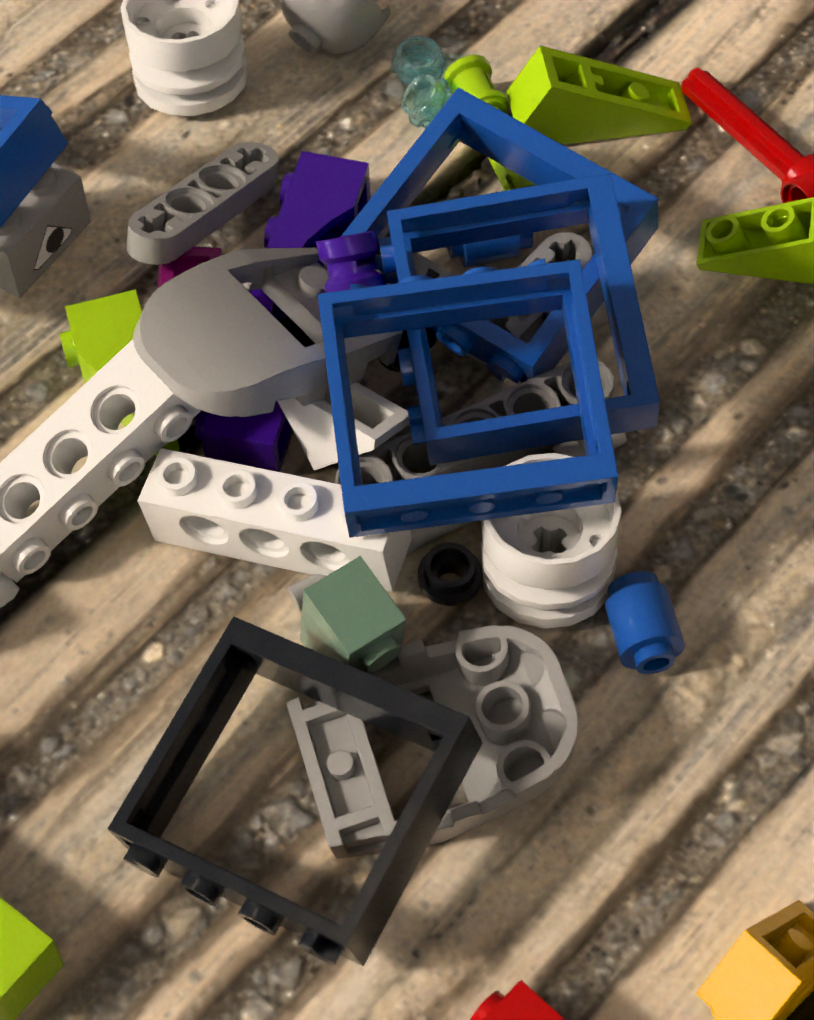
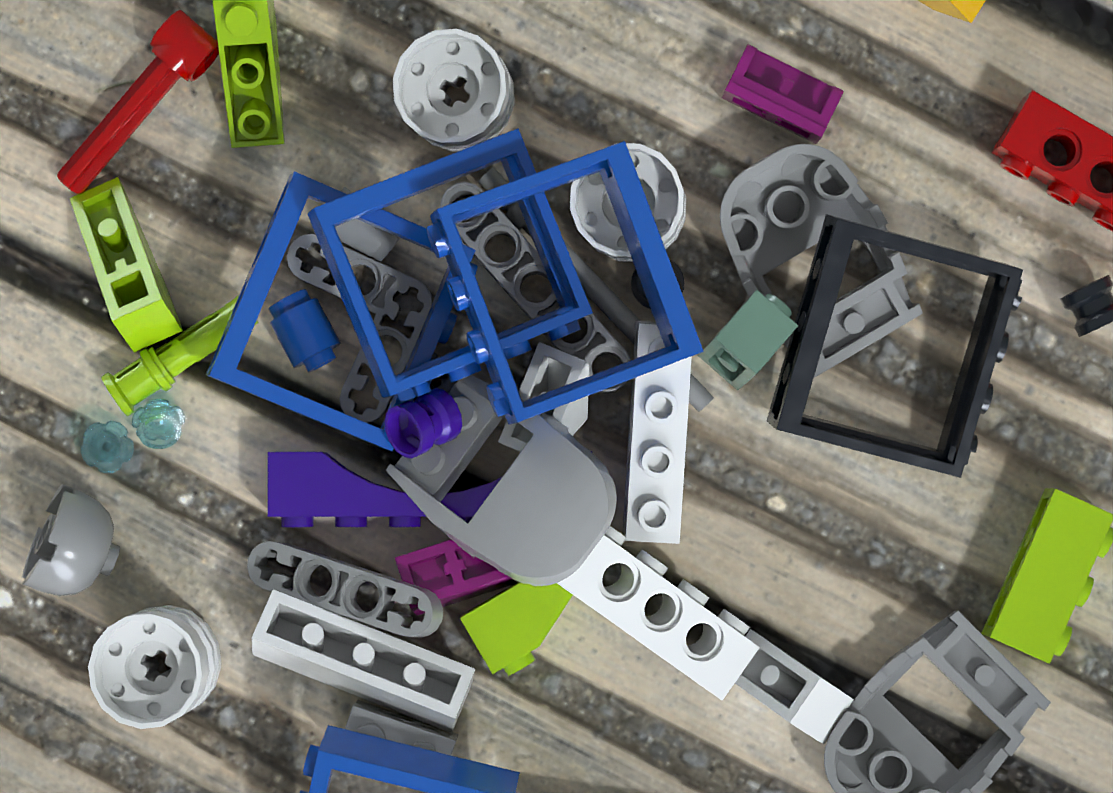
camera: 105 degrees left, 30 degrees up
(93, 230) = (362, 661): none -> white brick
(643, 622) = (671, 117): blue brick -> none
(649, 754) = (782, 94): none -> magenta hinge
(721, 397) = (448, 60): none -> white wheel

